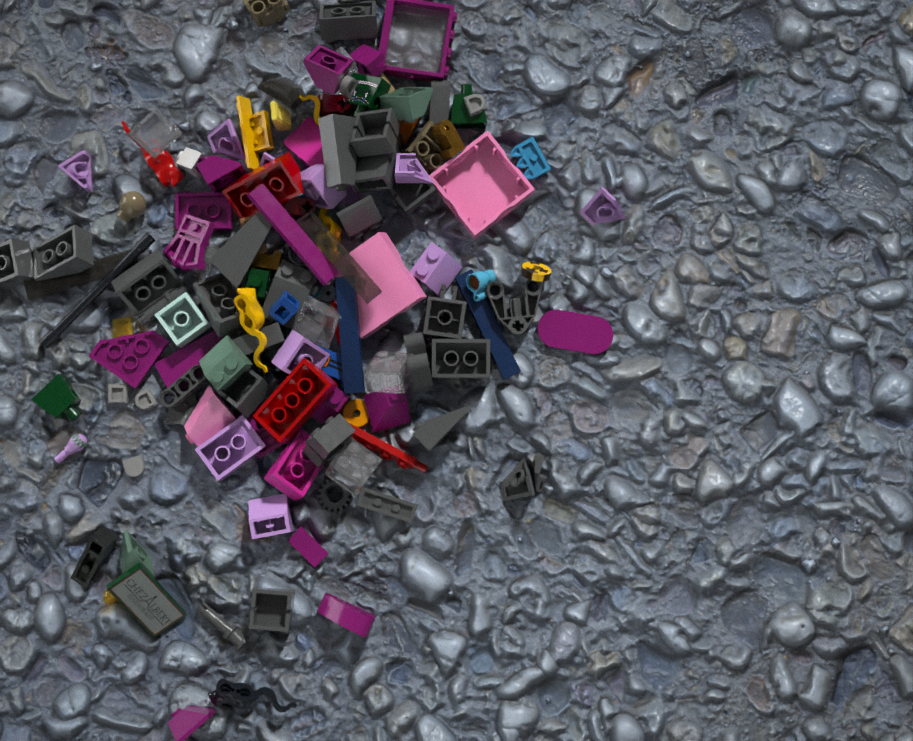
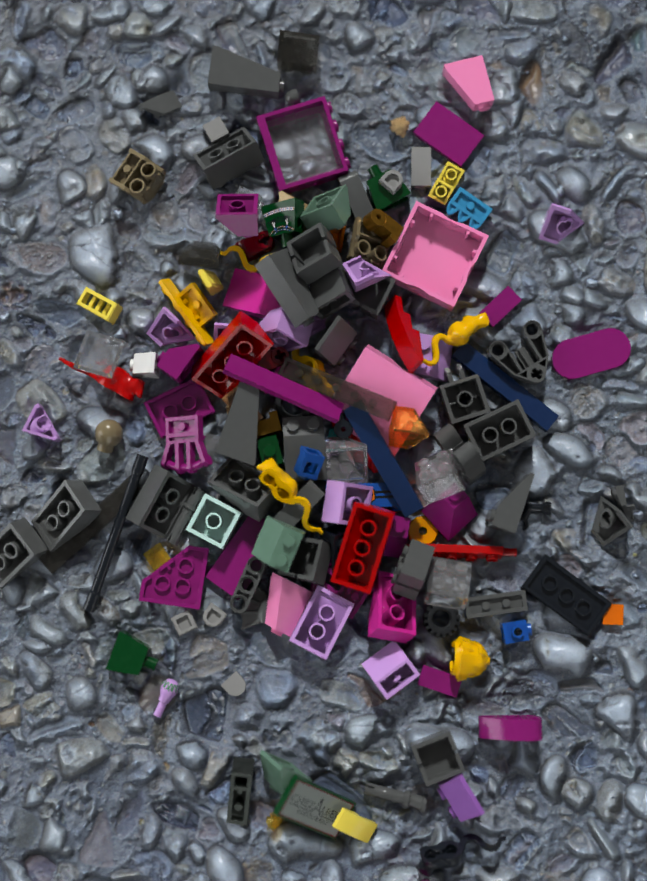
camera: 25 degrees left, 0 degrees up
(174, 632) = (354, 825): none -> light yellow slope
(185, 104) = (111, 310): none -> light yellow slope
(275, 652) = (461, 798): none -> medium lavender slope
(339, 539) = (469, 659): none -> yellow helmet
(348, 86) = (265, 221): light grey tile -> none
(367, 60) = (270, 187): magenta hinge -> none
(379, 316) = (406, 428): none -> clear orange slope
(385, 532) = (507, 631): none -> blue brick
(419, 240) = (404, 337): none -> red slope
(451, 526) = (566, 595): none -> black tile
(456, 437) = (528, 508): none -> black arm
(467, 260) = (458, 334): none -> yellow animal
(478, 282) = (478, 350): medium azure piece -> none
(483, 562) = (613, 615): none -> orange tile
(507, 62) = (400, 126): none -> tan plate
(508, 105) = (420, 167): none -> light grey tile
(517, 255) = (501, 306): none -> magenta tile
(523, 128) = (446, 183): none -> light yellow slope
(536, 271) = (527, 314): piece -> none
(545, 88) = (448, 134): none -> magenta tile
(586, 52) = (470, 82): none -> bright pink slope

